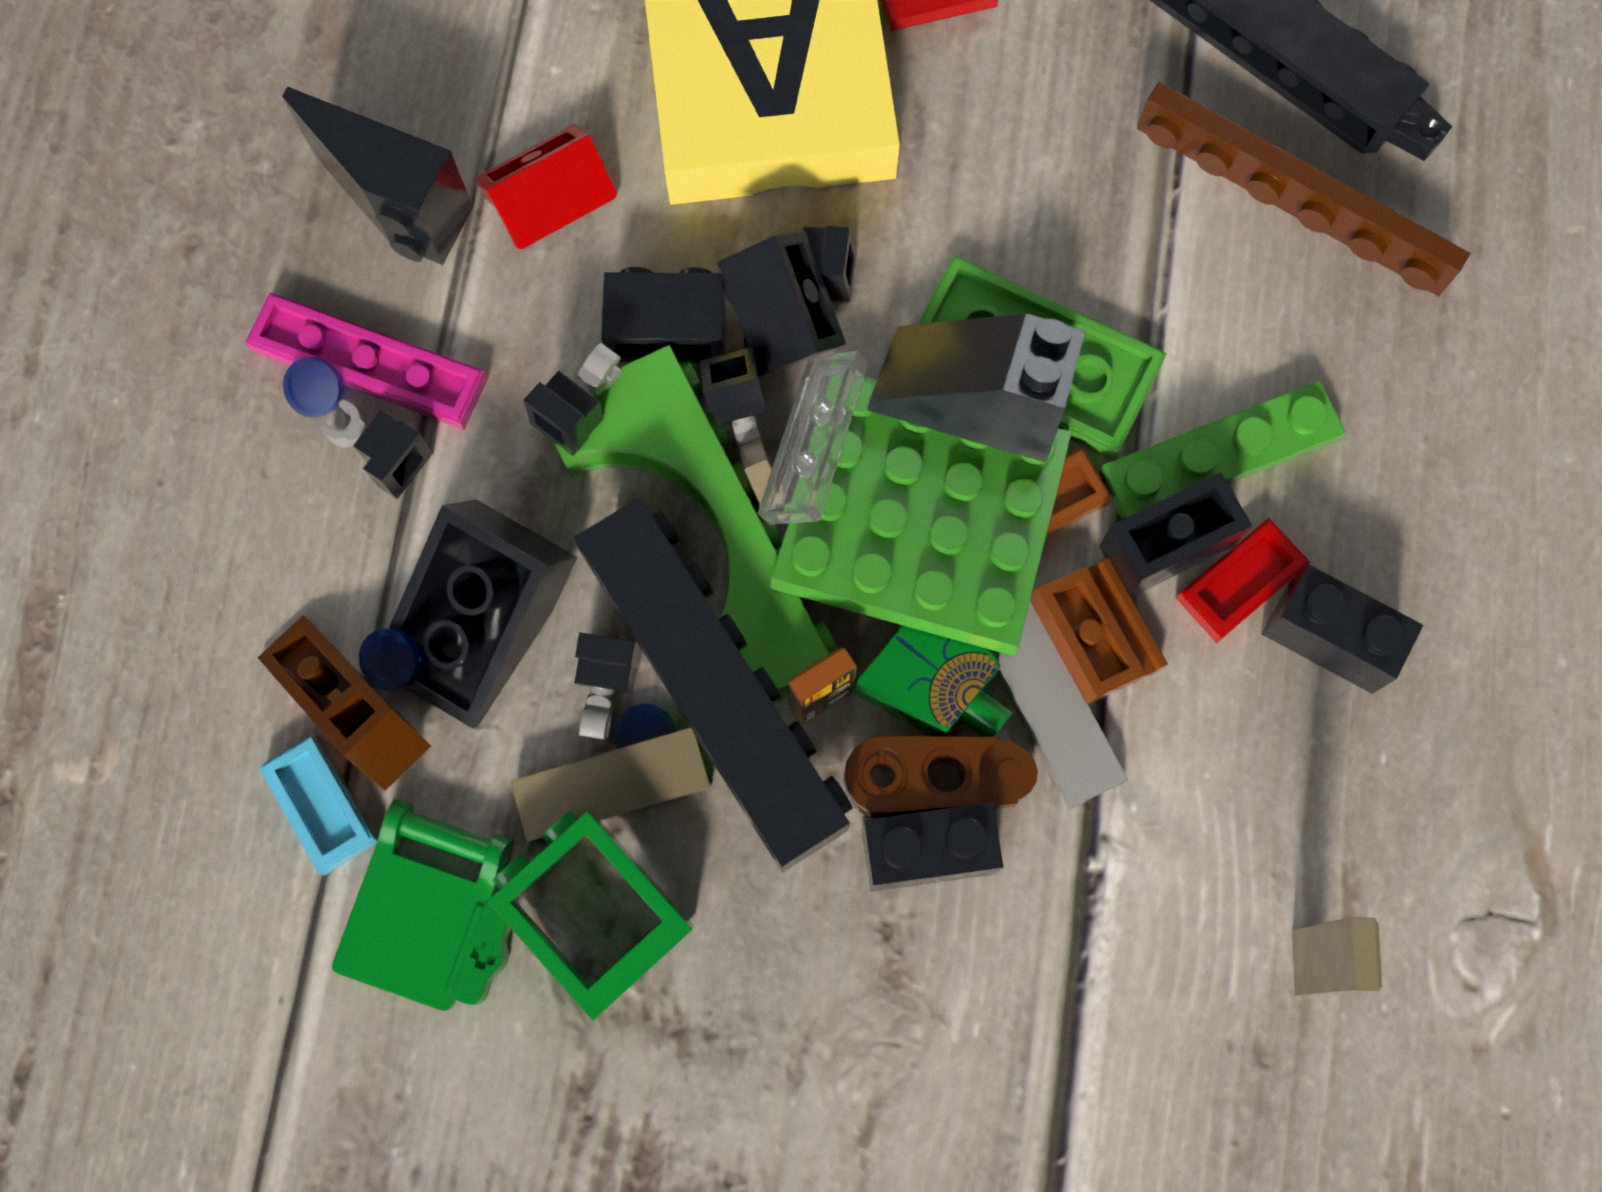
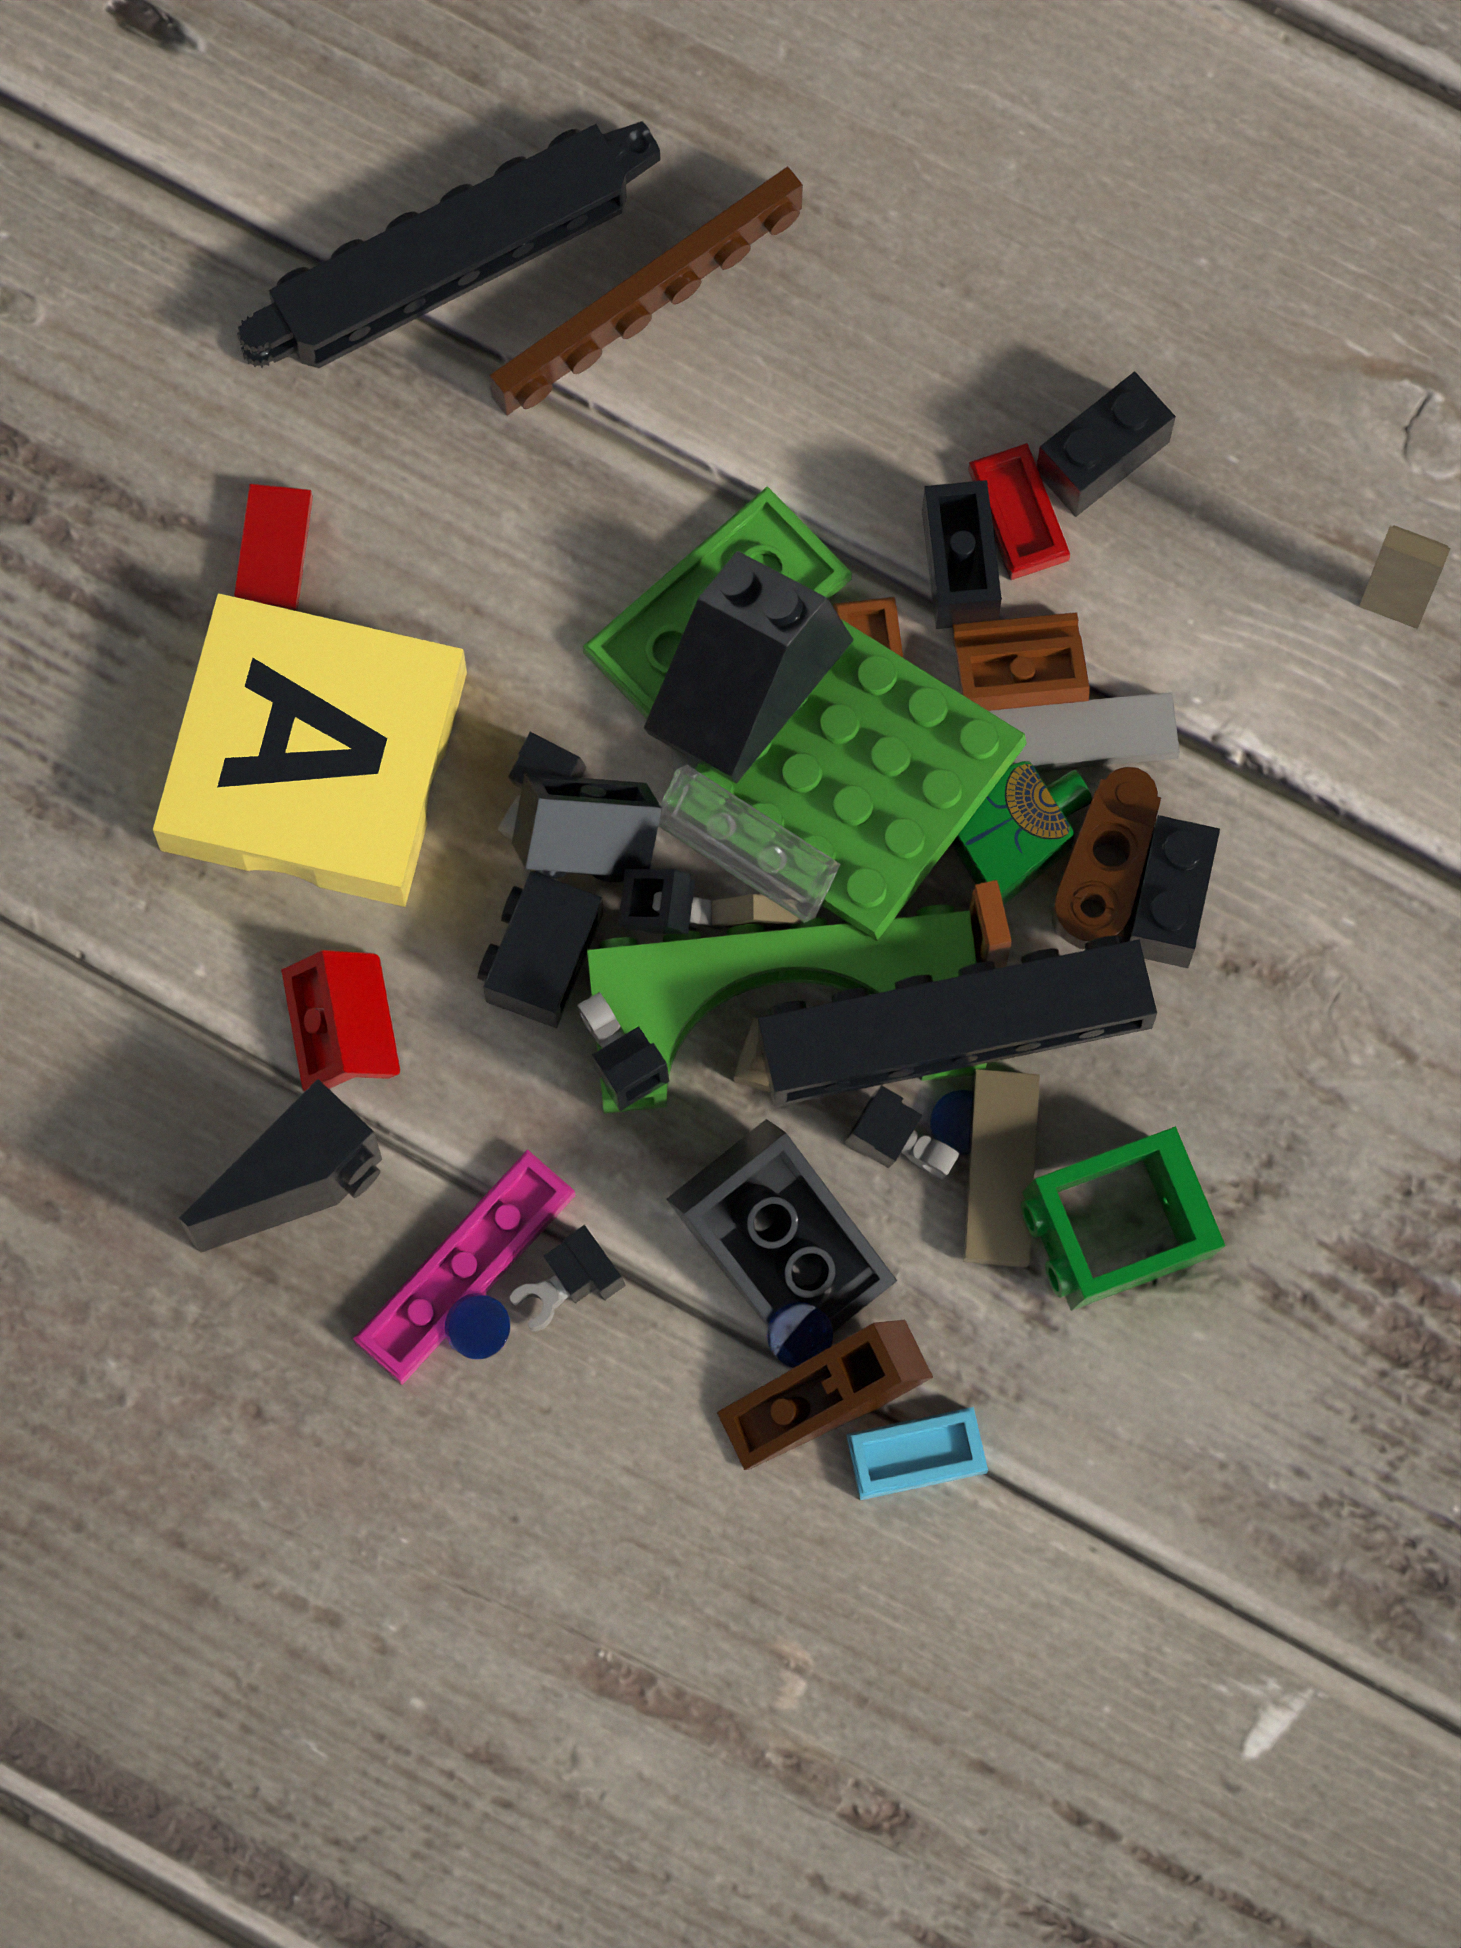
camera: 70 degrees left, 0 degrees up
(422, 926) = (1072, 1390): green piece -> none
(1232, 445) = (886, 477): bright green plate -> none

